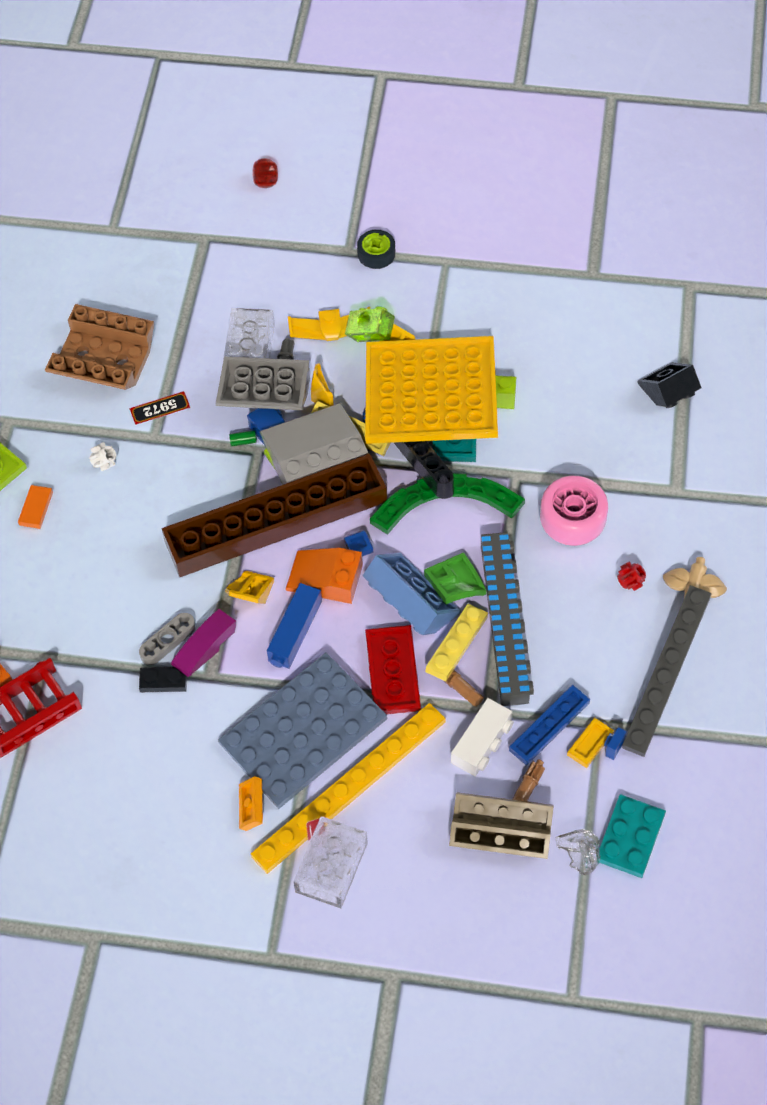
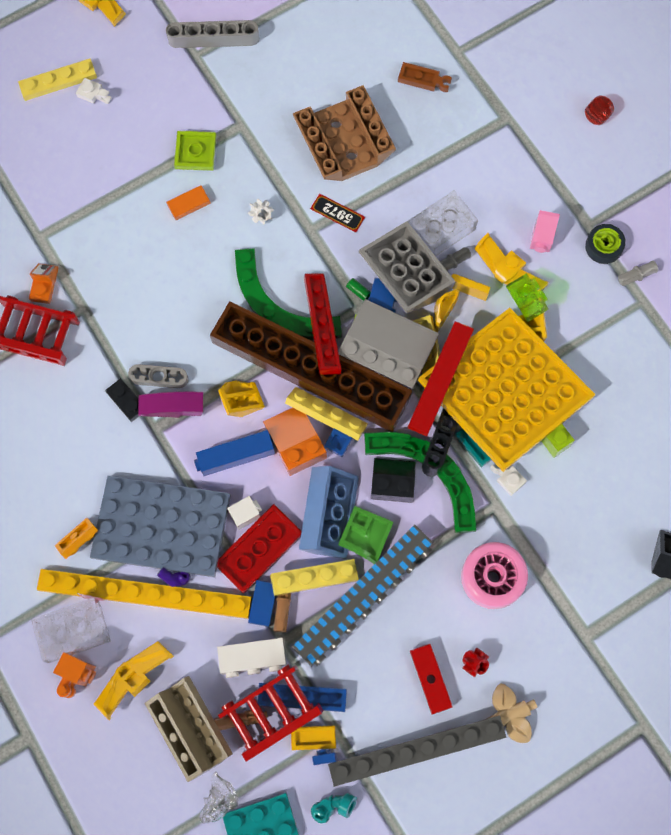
camera: 50 degrees right, 15 degrees up
(110, 265) = (423, 77): none -> dark orange plate
(164, 514) = (264, 306): none -> green plate
(249, 477) = (322, 324): none -> red tile
(321, 536) = (326, 413): none -> light yellow plate
(326, 276) = (544, 231): none -> bright pink slope
(326, 357) = (471, 287): none -> yellow tile
(352, 655) = (245, 512): none -> white brick
(360, 750) = (173, 579): none -> dark purple arm
(371, 884) = (73, 672): none -> orange brick
(382, 422) = (440, 379): none -> red tile
(415, 846) = (130, 677): none -> yellow plate
(421, 246) = (638, 273): none -> light grey axle
(429, 528) = (393, 480): none -> black slope
(443, 699) = (262, 604): none -> blue tile
(503, 449) = (510, 479): none -> white plate
(562, 765) = (290, 723): none -> red fence
(606, 614) = (436, 692): none -> red tile
(657, 776) = (324, 809): none -> teal arm

